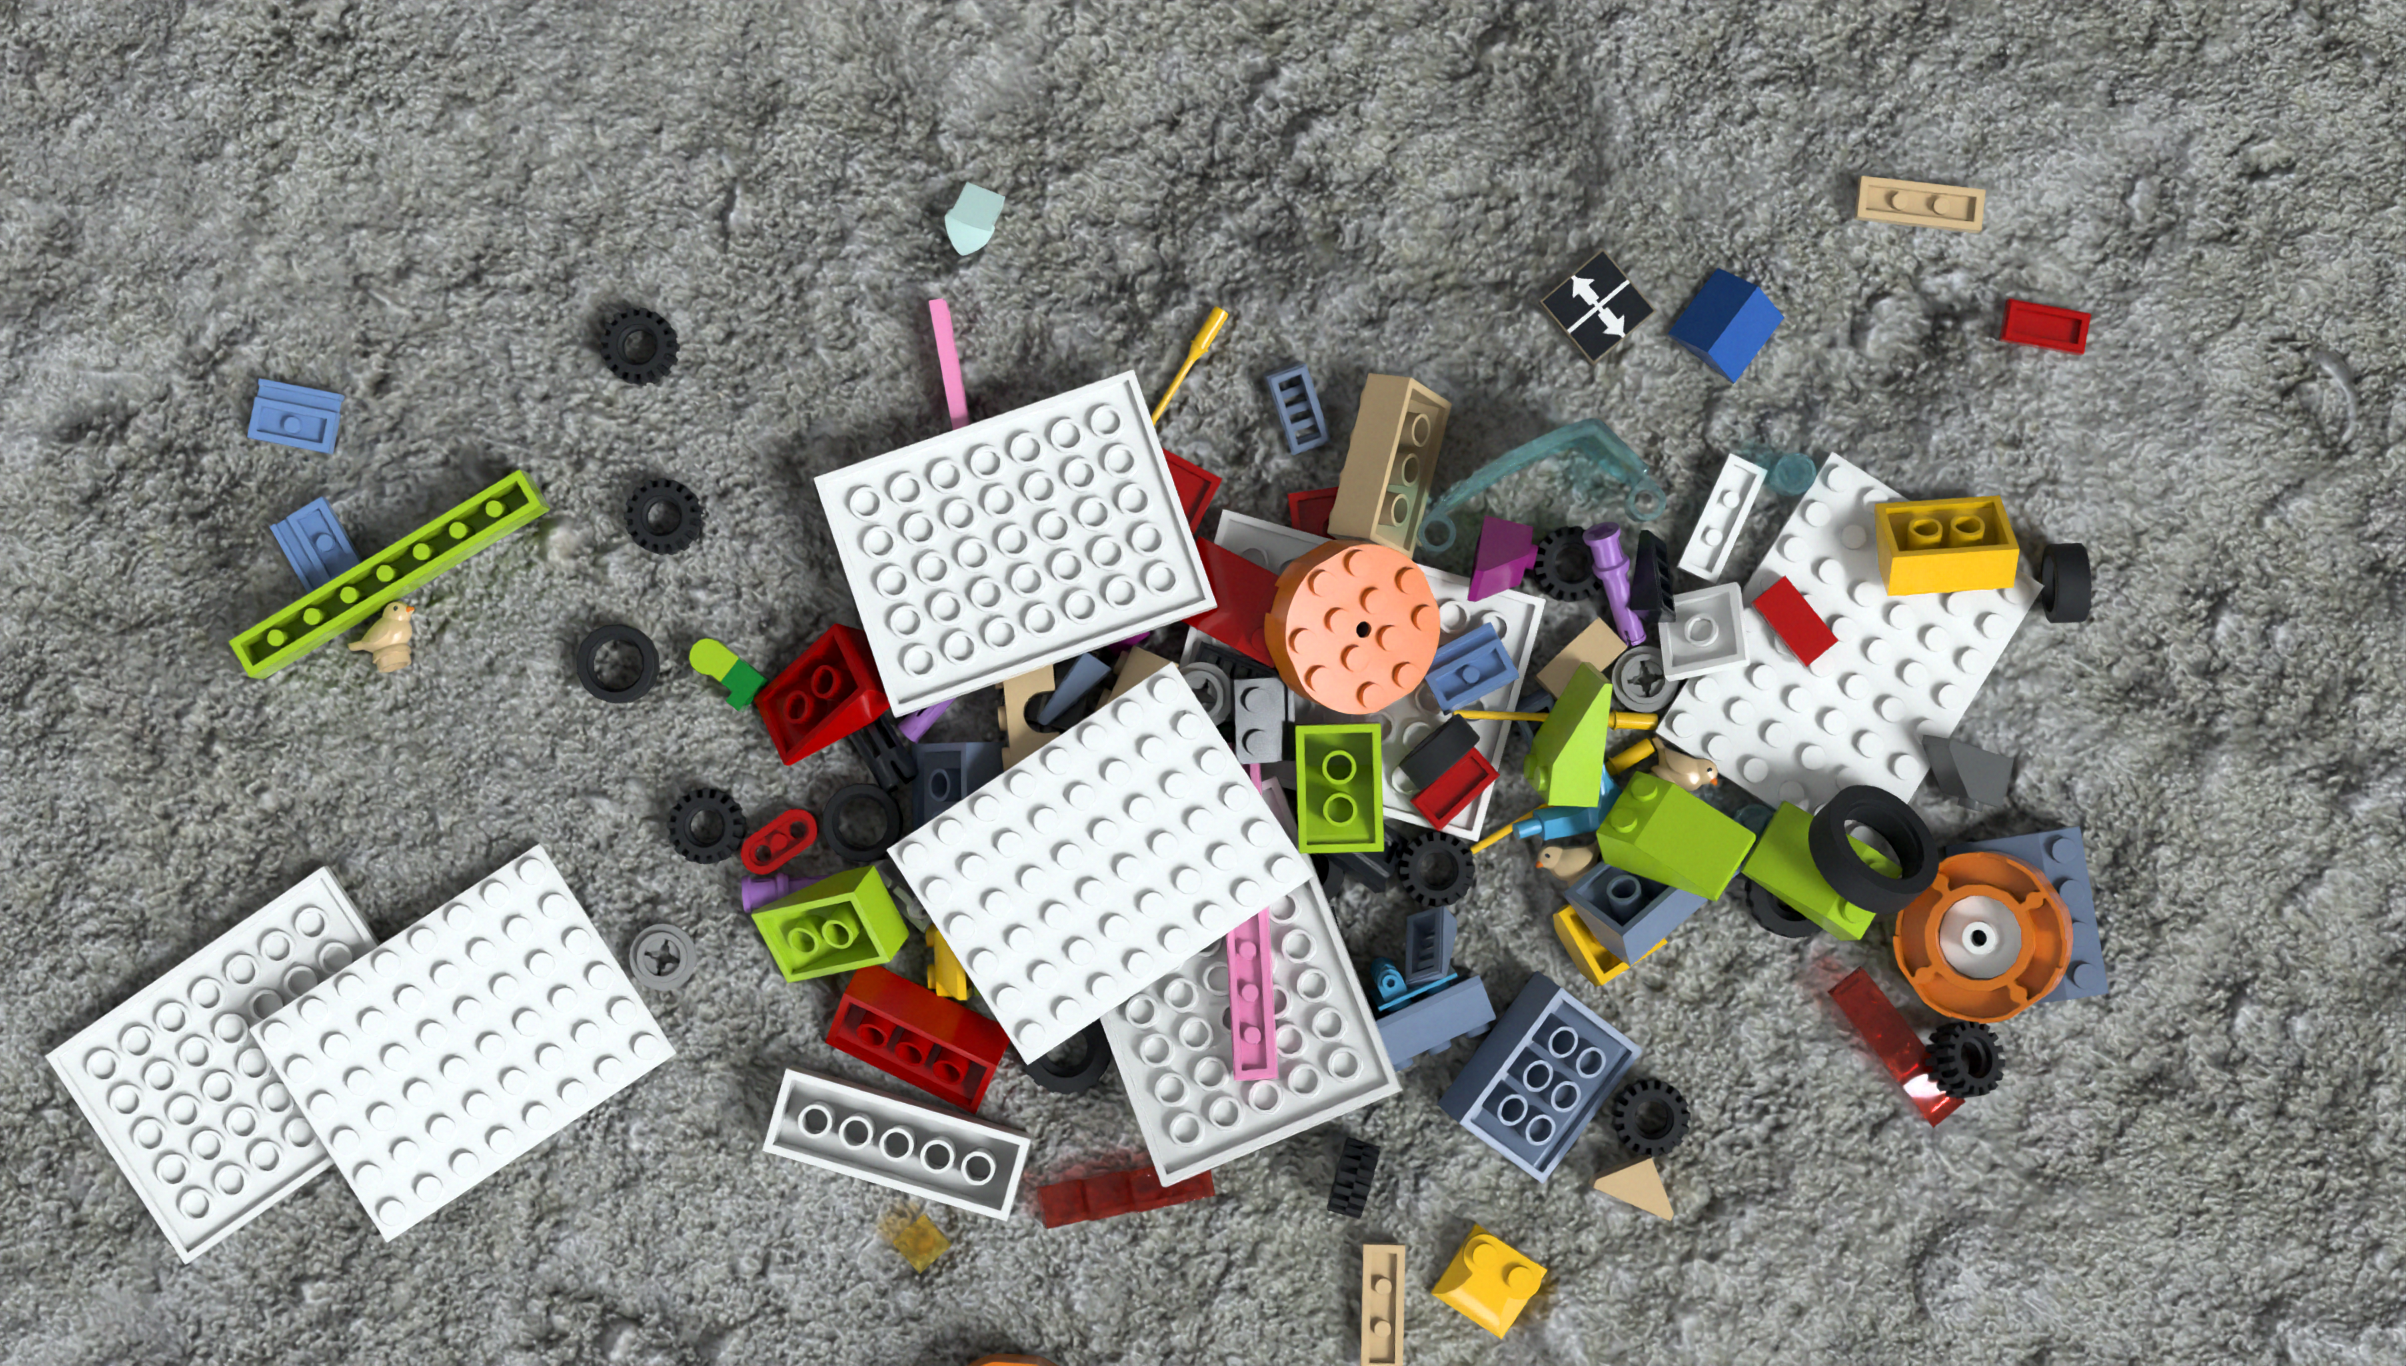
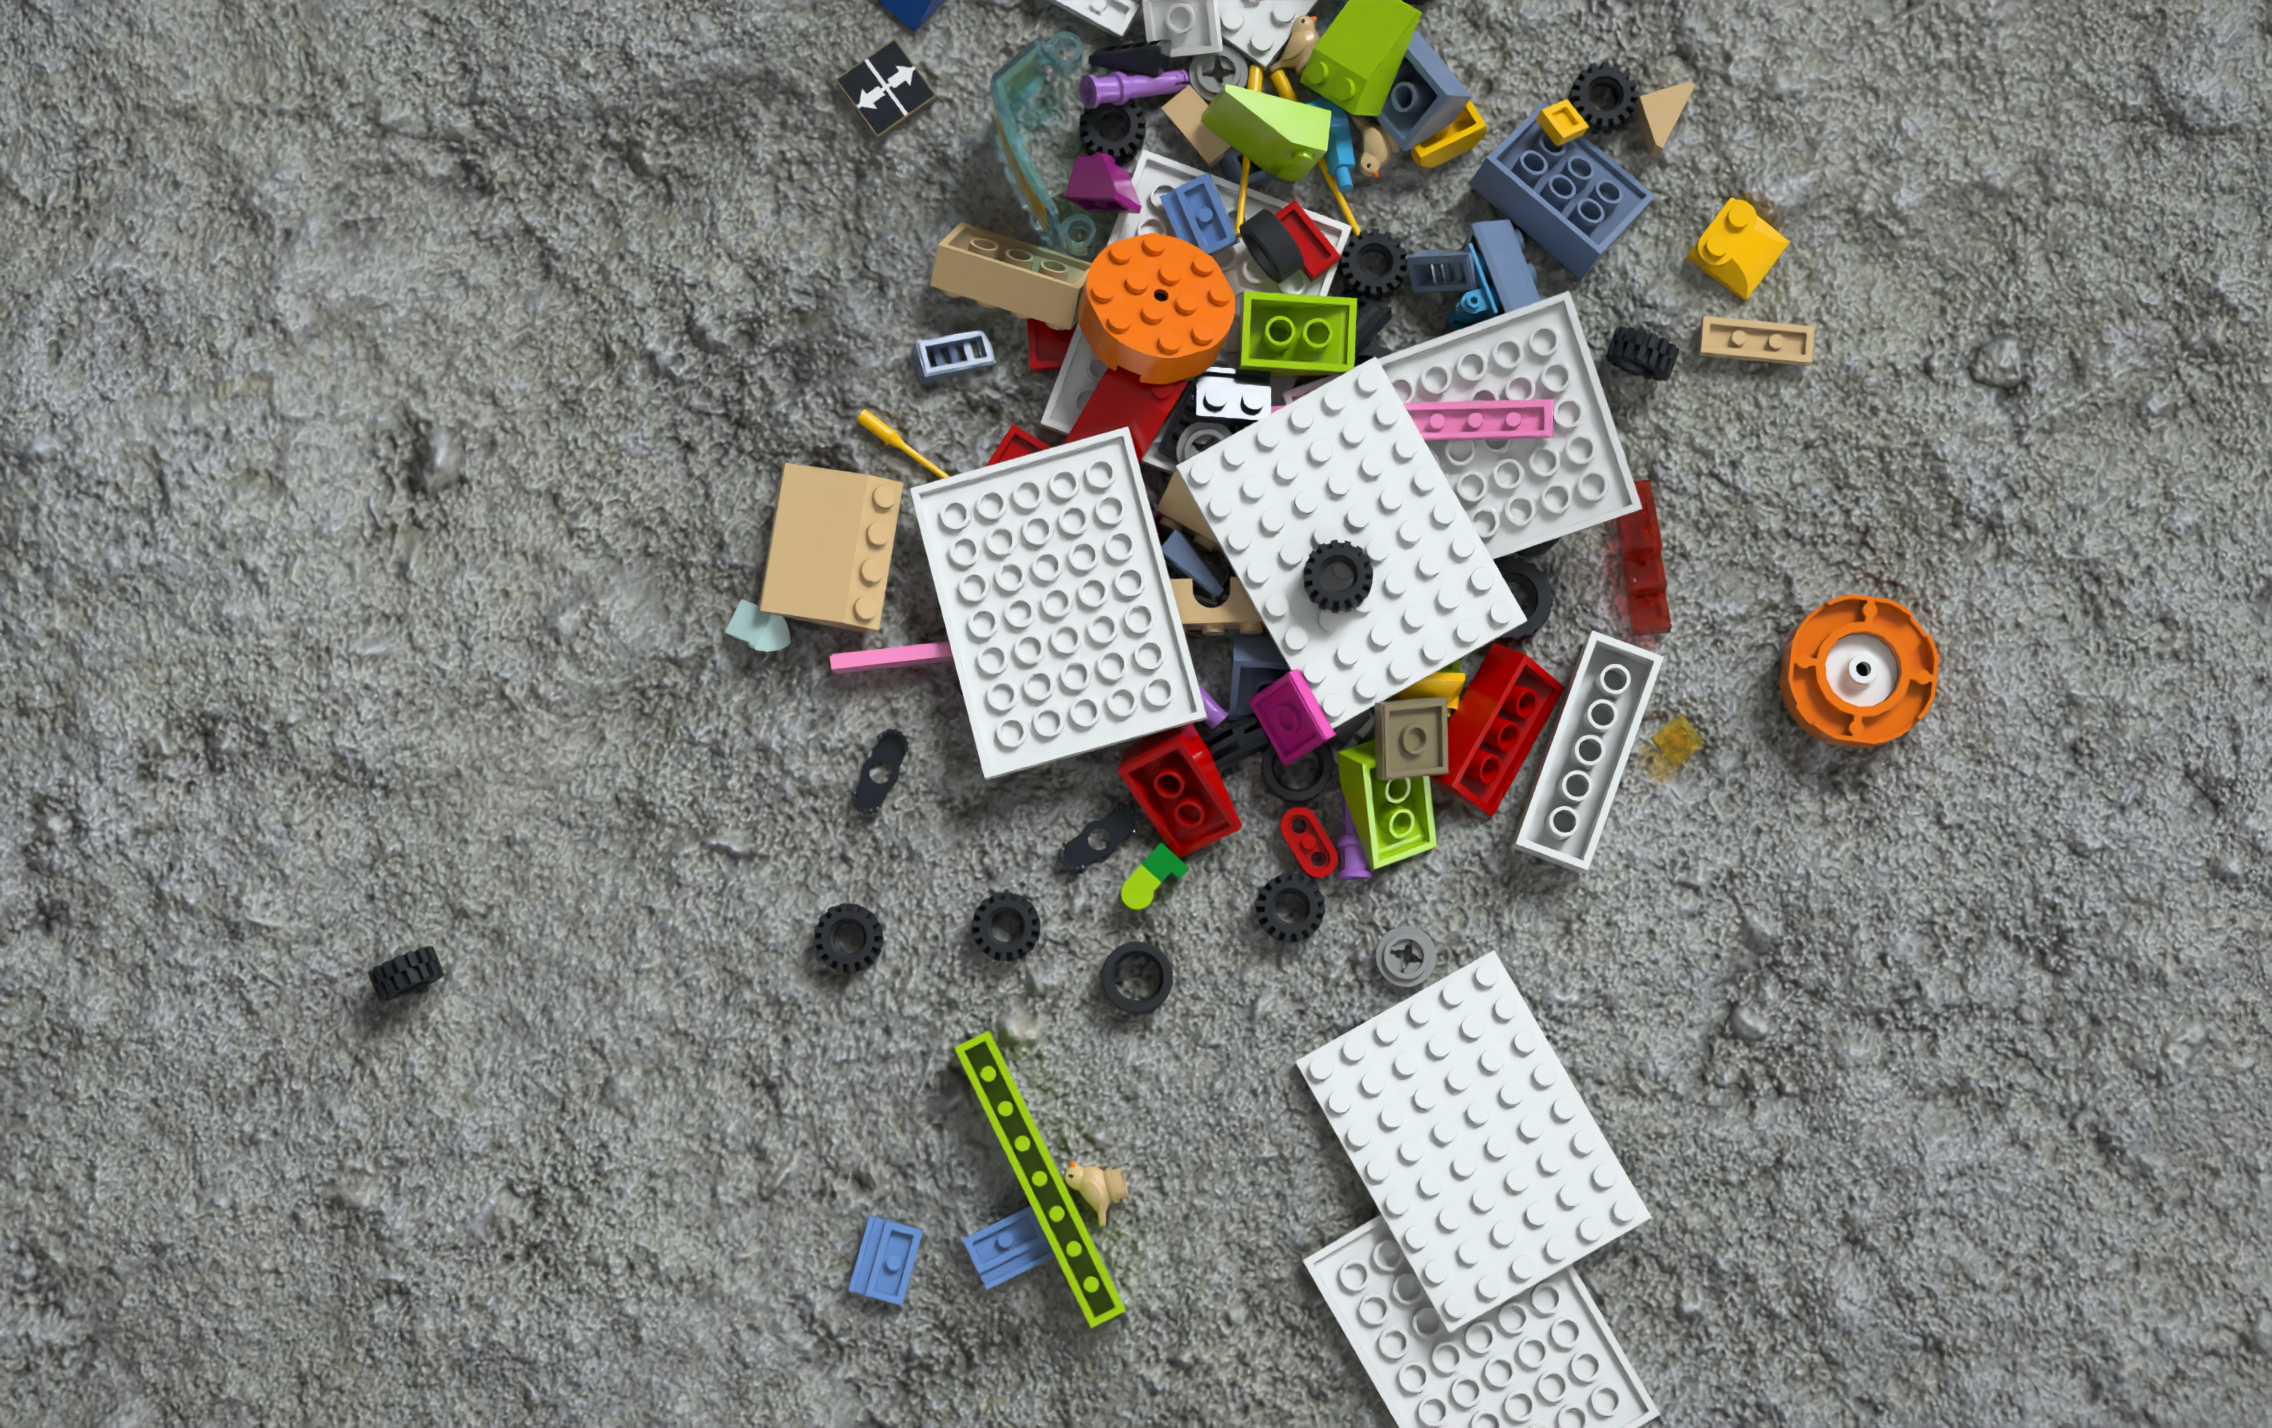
camera: 90 degrees left, 5 degrees down
(751, 591) = (1119, 824): none -> black piece
(800, 356) = (890, 749): none -> black piece
(889, 945) = (1411, 738): none -> dark tan tile
(904, 811) = (1291, 717): none -> dark pink tile
(1029, 843) = (1342, 553): none -> black tyre
(1063, 288) = (830, 547): none -> tan slope
(1614, 1071) = (1562, 122): none -> yellow plate

